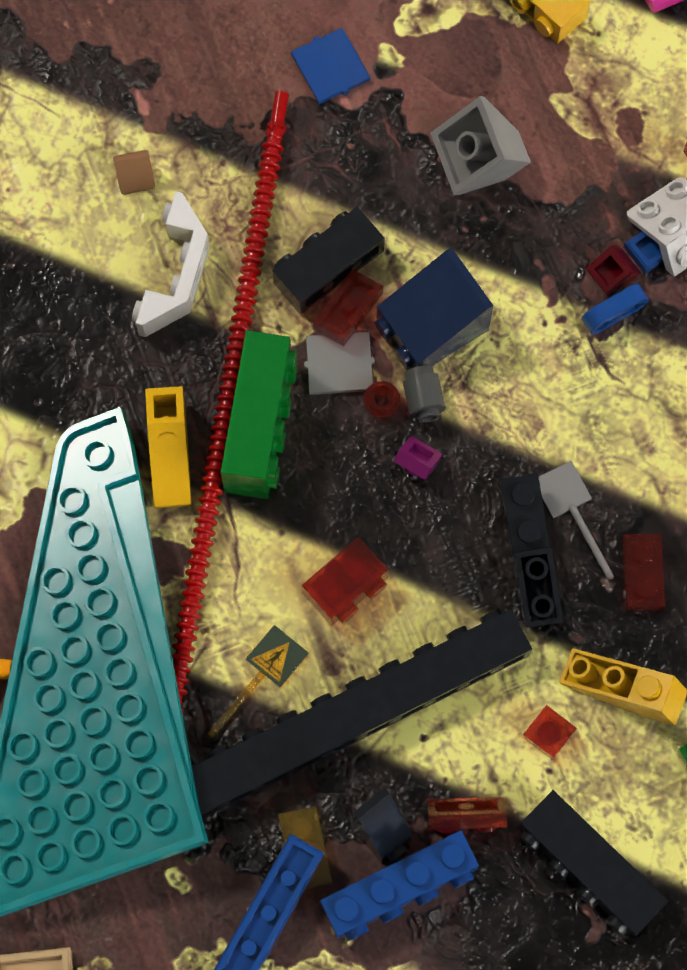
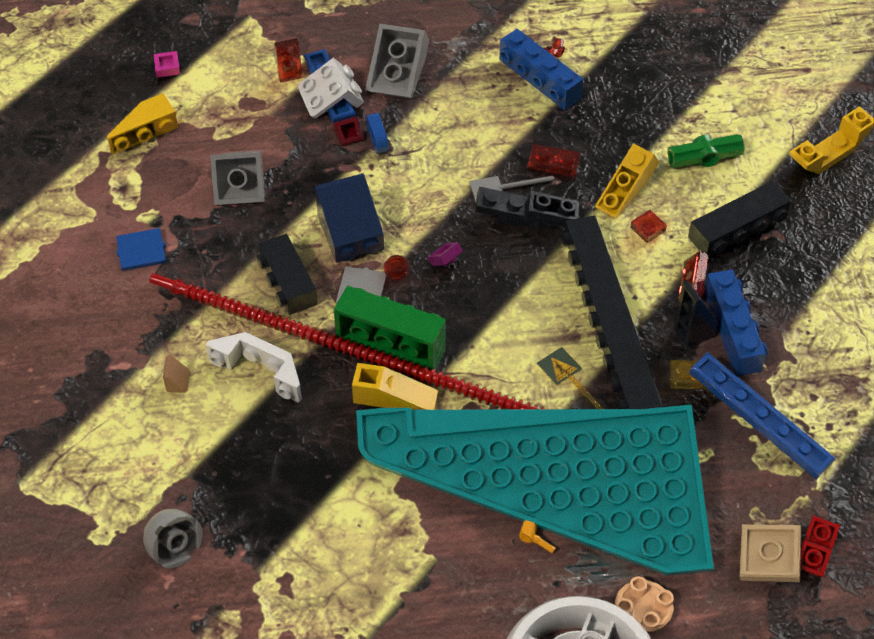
camera: 75 degrees left, 20 degrees down
(346, 582) = (520, 311): clear red brick -> none
(348, 307) = (326, 270): clear red plate -> none
(423, 393) = (401, 242): dark grey brick -> none

